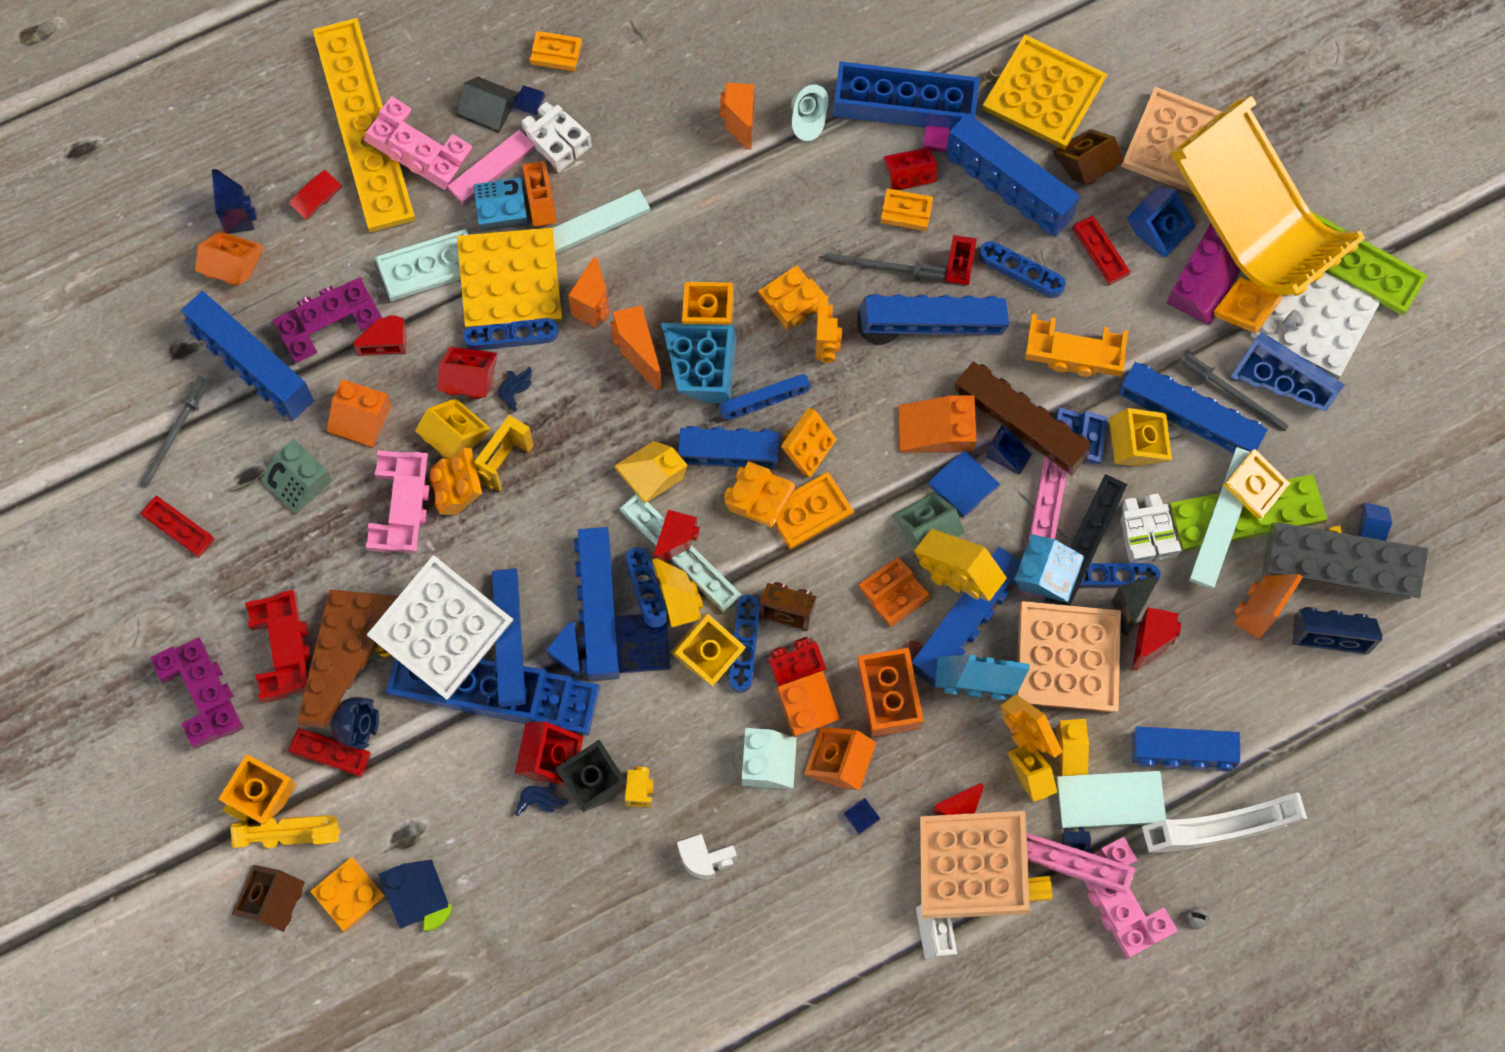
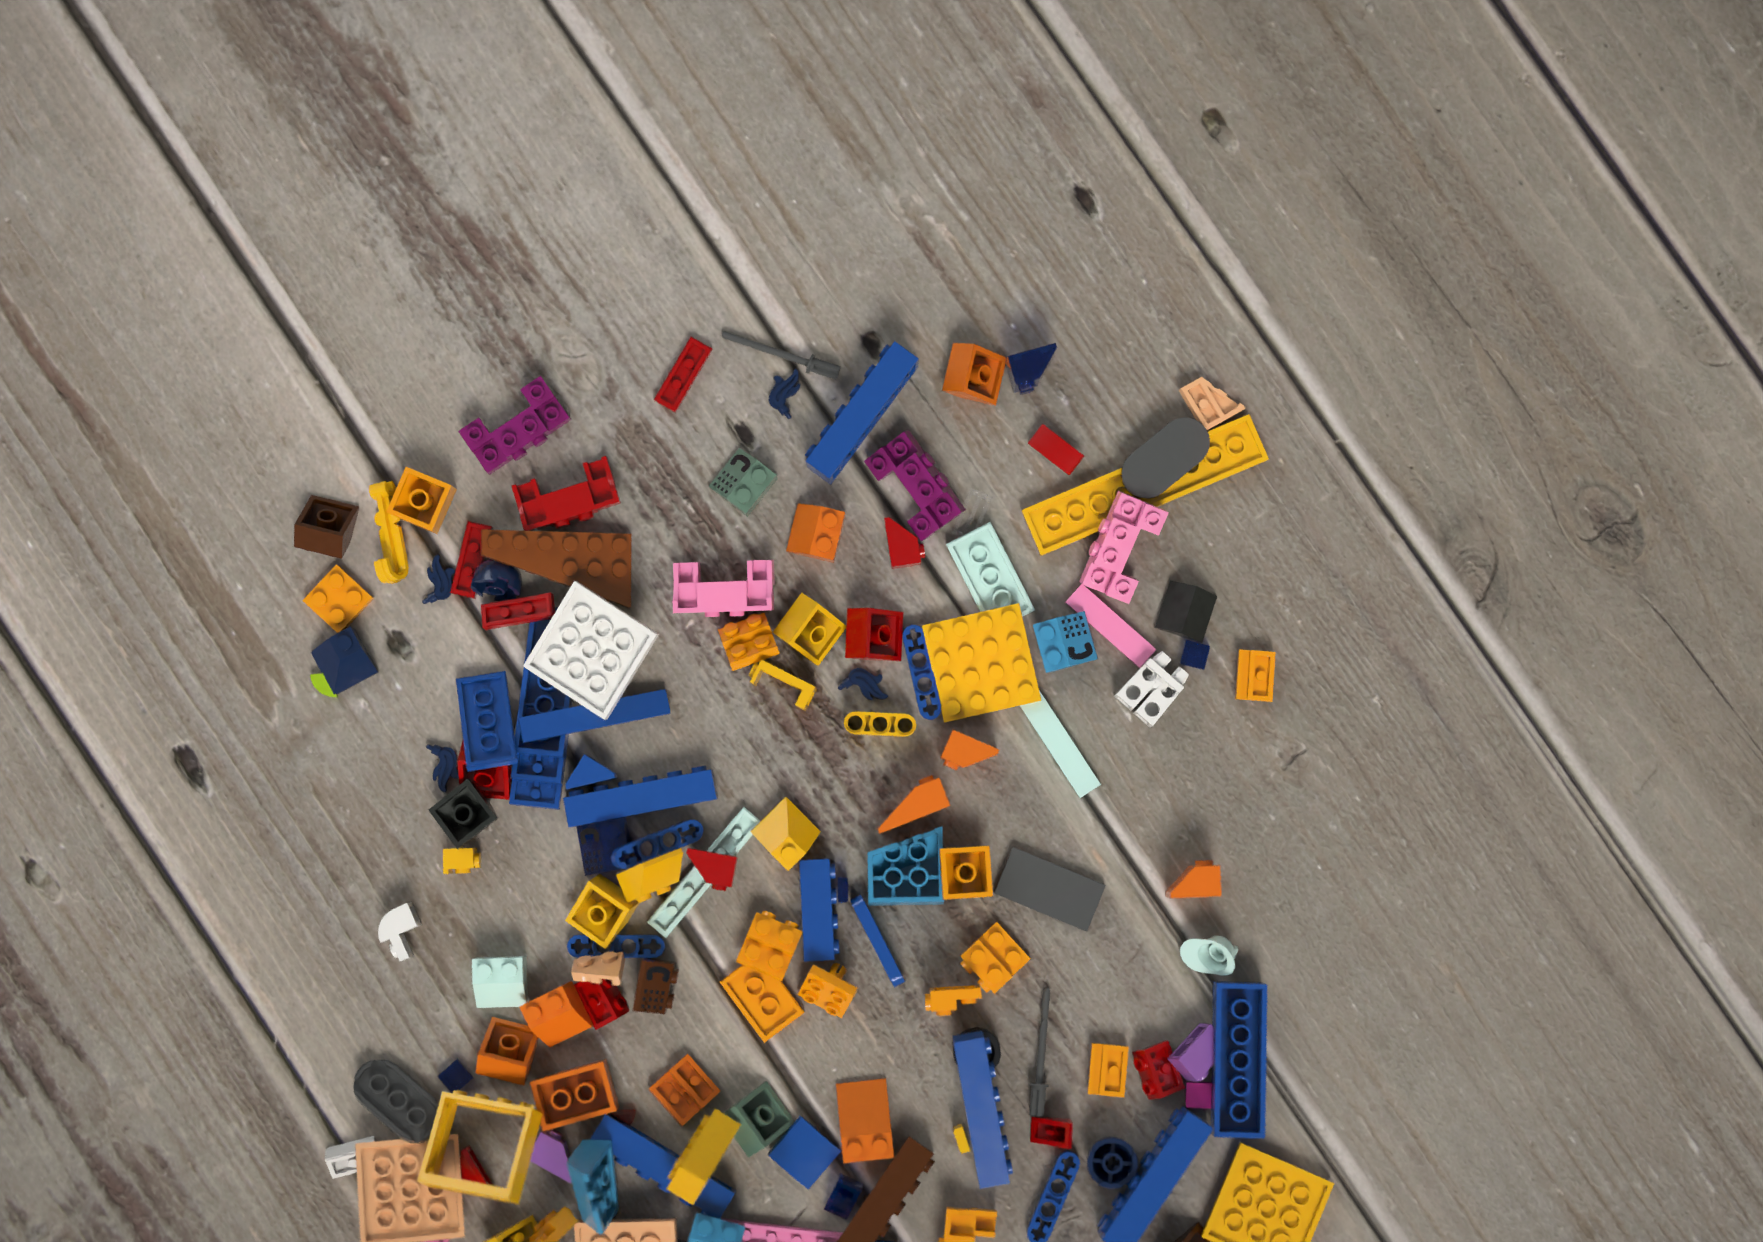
camera: 90 degrees right, 15 degrees up
(212, 434) = (782, 391): none -> dark blue piece
(296, 63) = (1209, 404): none -> light nougat wing
(340, 99) = (1165, 458): none -> dark grey tile
(345, 785) = (441, 580): none -> dark blue piece
(390, 706) = (517, 611): none -> red tile
(498, 743) = (486, 721): none -> blue tile
(539, 193) = (1084, 680): orange slope -> none
(557, 384) = (867, 724): none -> yellow beam
(708, 421) = (842, 889): none -> clear blue tile
(732, 242) = (1049, 889): none -> dark grey tile
(764, 653) = (595, 968): none -> light nougat wing
(881, 874) = (396, 1100): none -> dark grey tile
(897, 132) = (1195, 1053): none -> medium lavender slope
(947, 722) = (552, 1153): none -> medium lavender slope
(961, 340) = (961, 1138): none -> yellow tile
(975, 789) = (440, 1134): none -> yellow window
(991, 78) = (1277, 1146): dark tan hand -> none
(992, 208) = (1117, 1171): none -> dark blue cylinder

